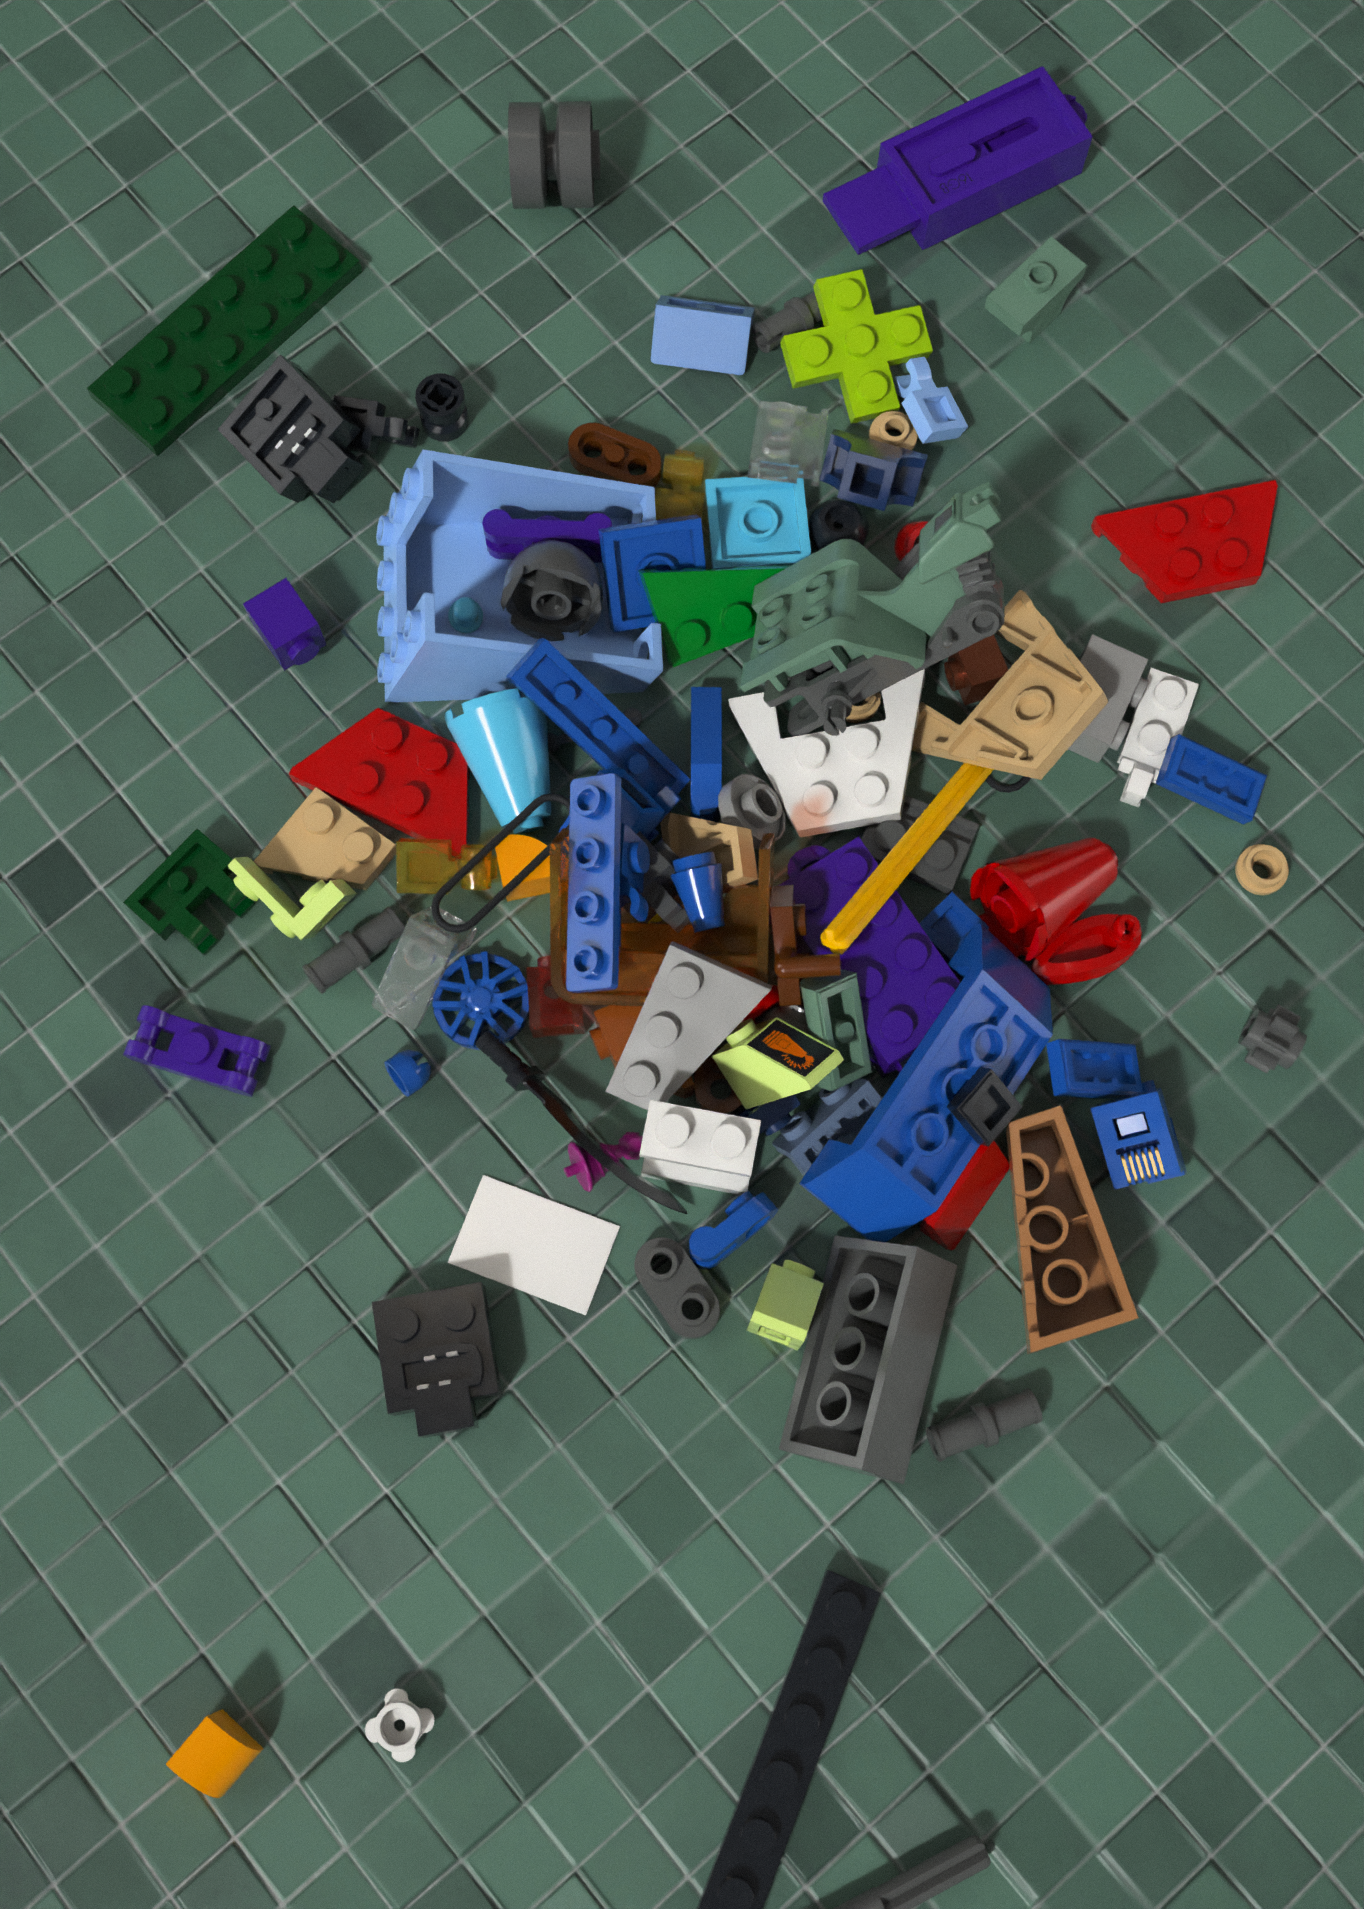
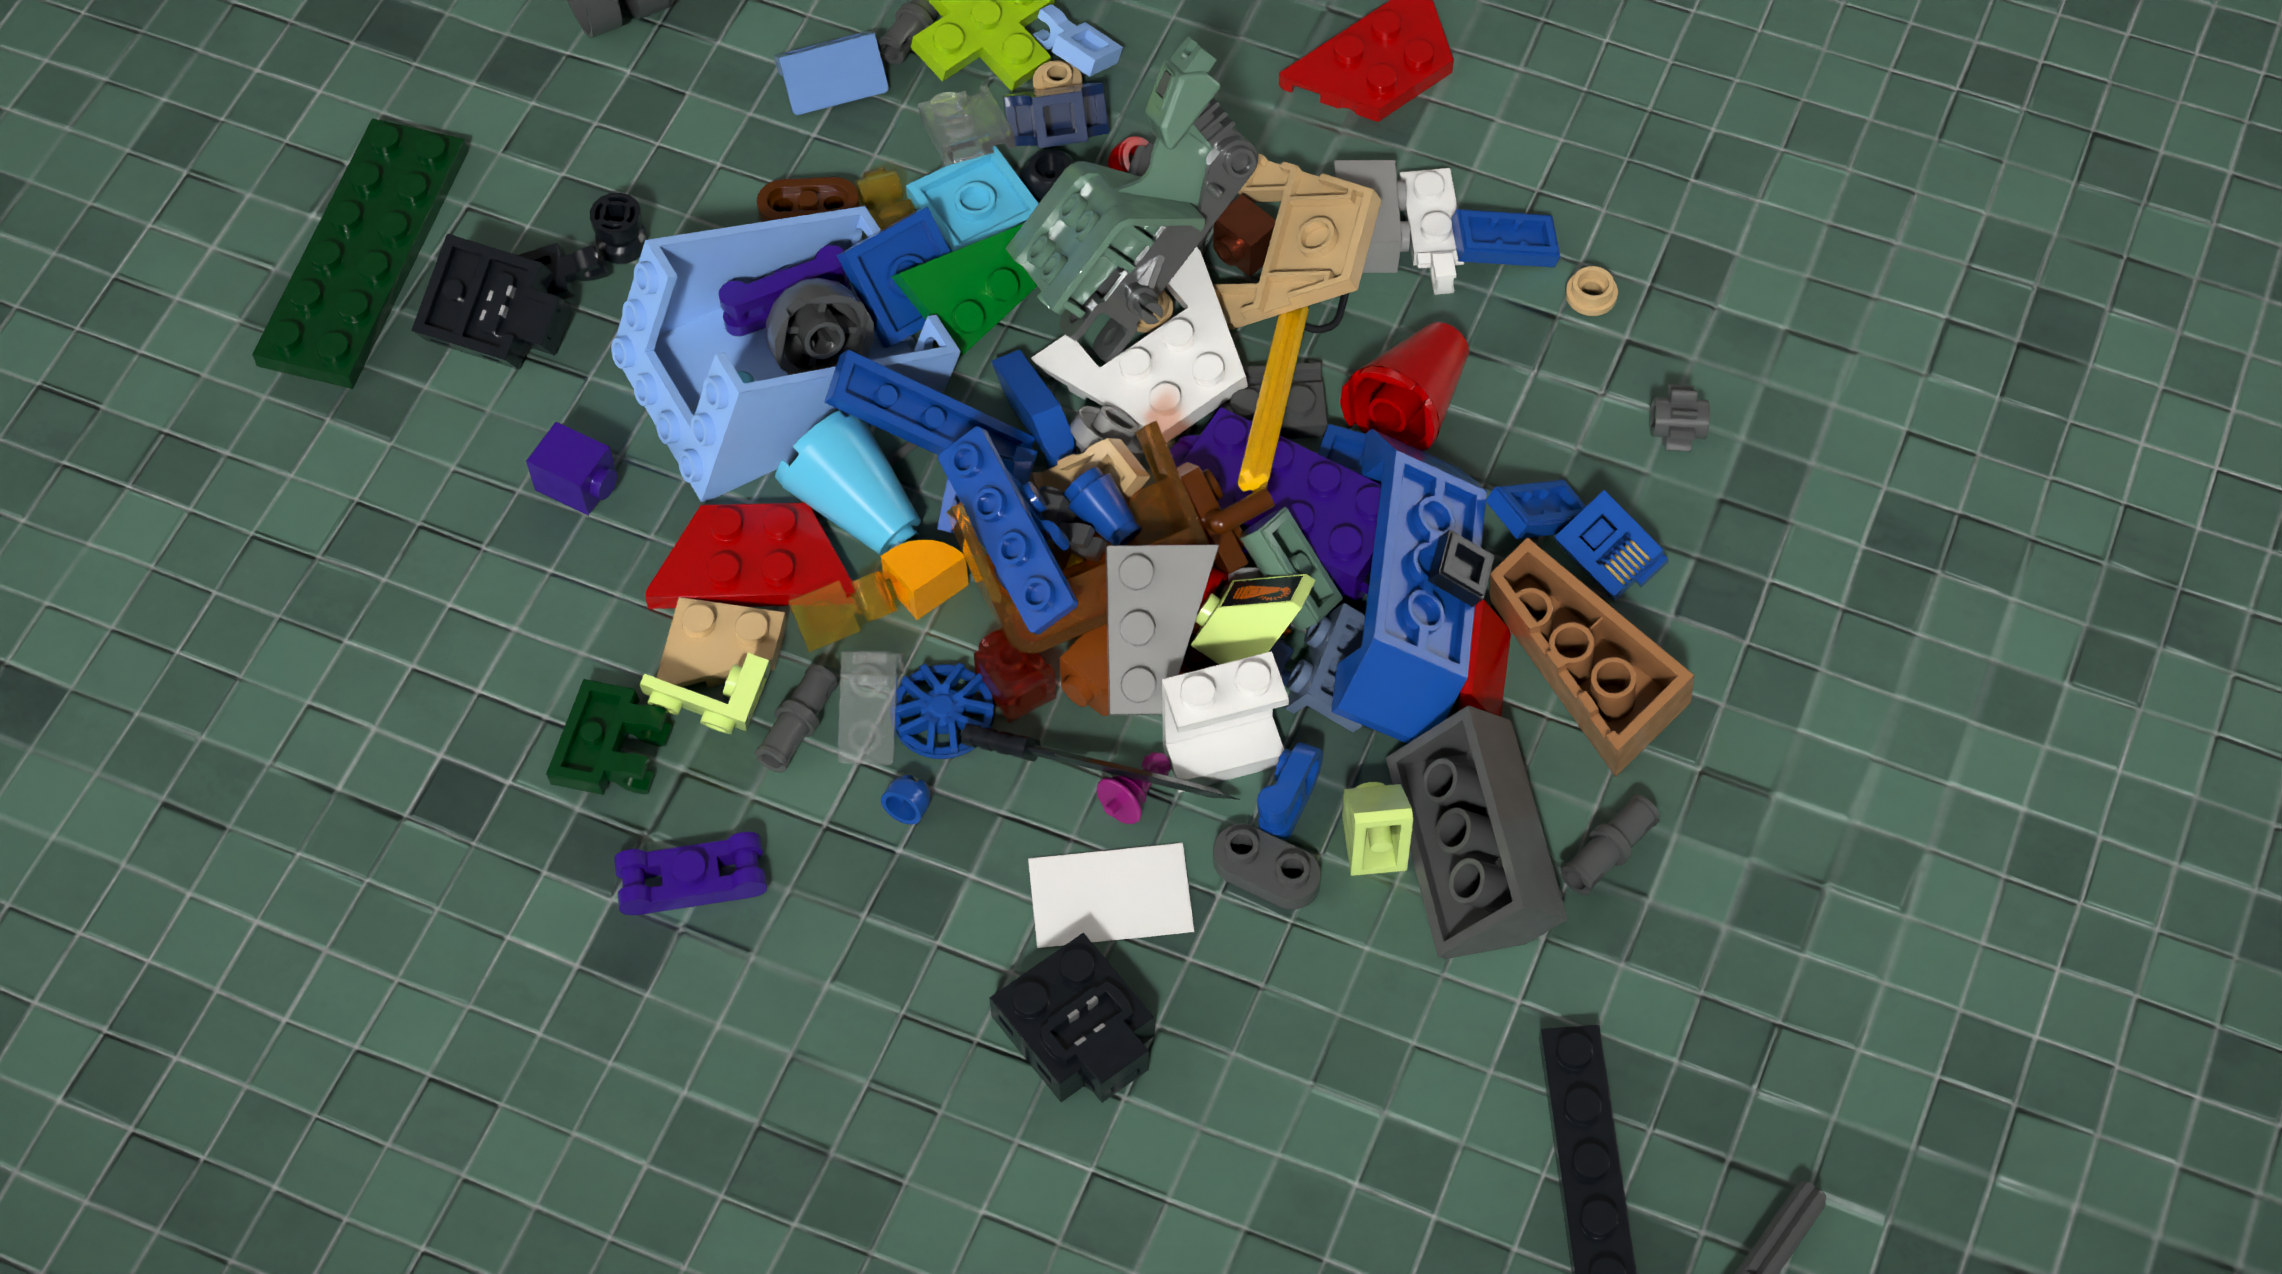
camera: 25 degrees left, 15 degrees down
(482, 854) = (882, 565): black piece -> none
(1089, 949) = (1478, 419): red arm -> none

